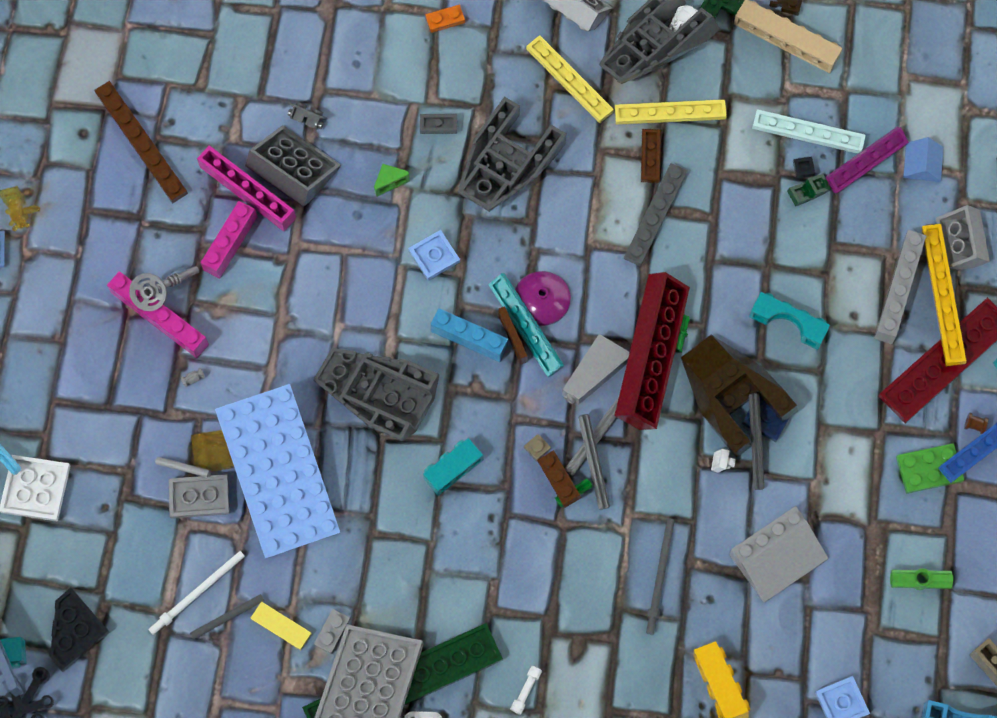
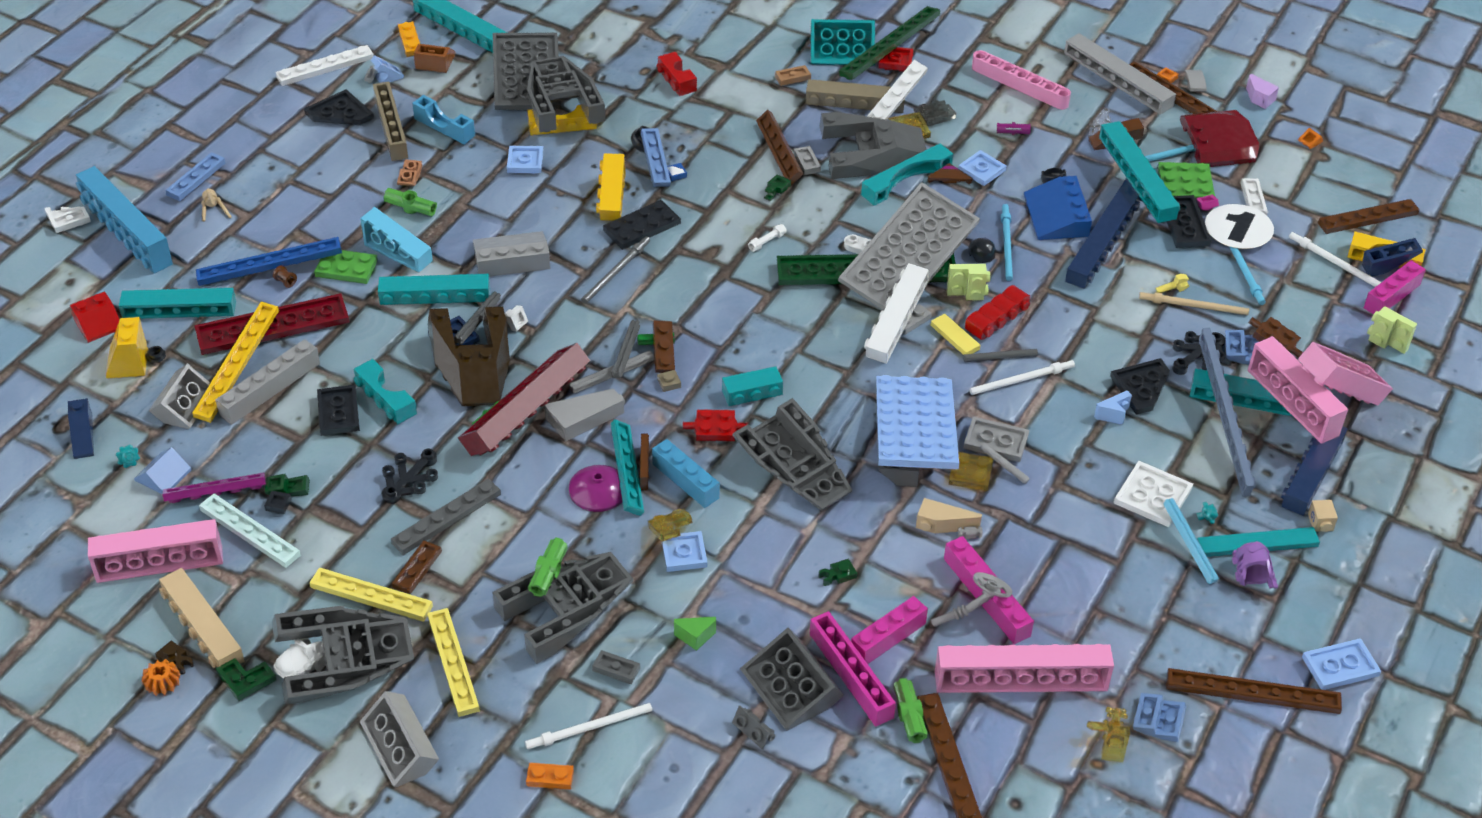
camera: 160 degrees left, 25 degrees down
(98, 578) = (1114, 408): none -> light blue slope
(103, 238) = (1023, 668): none -> bright pink brick
(188, 174) = (910, 710): none -> bright green piece
(219, 379) = (944, 518): none -> tan slope
(245, 672) = (997, 312): none -> red brick
(279, 696) = (968, 281): none -> yellowish green plate
(292, 292) = (839, 571): none -> dark green plate
(344, 614) = (897, 313): none -> white brick
(460, 46) = (548, 738): none -> white bar
(463, 274) = (666, 526): none -> clear yellow plate
(468, 408) = (714, 425): none -> red plate
(530, 165) = (548, 567): none -> bright green piece
(667, 656) = (641, 223): none -> black plate
(712, 237) = (392, 492): none -> black plant
(818, 284) = (338, 410): none -> black plate
(821, 466) = (433, 289): none -> teal brick
(864, 72) = (155, 550): none -> bright pink brick
(896, 510) = (394, 241): none -> medium azure wedge
(951, 629) = (410, 173): none -> nougat slope
(963, 161) = (127, 456): none -> teal plant

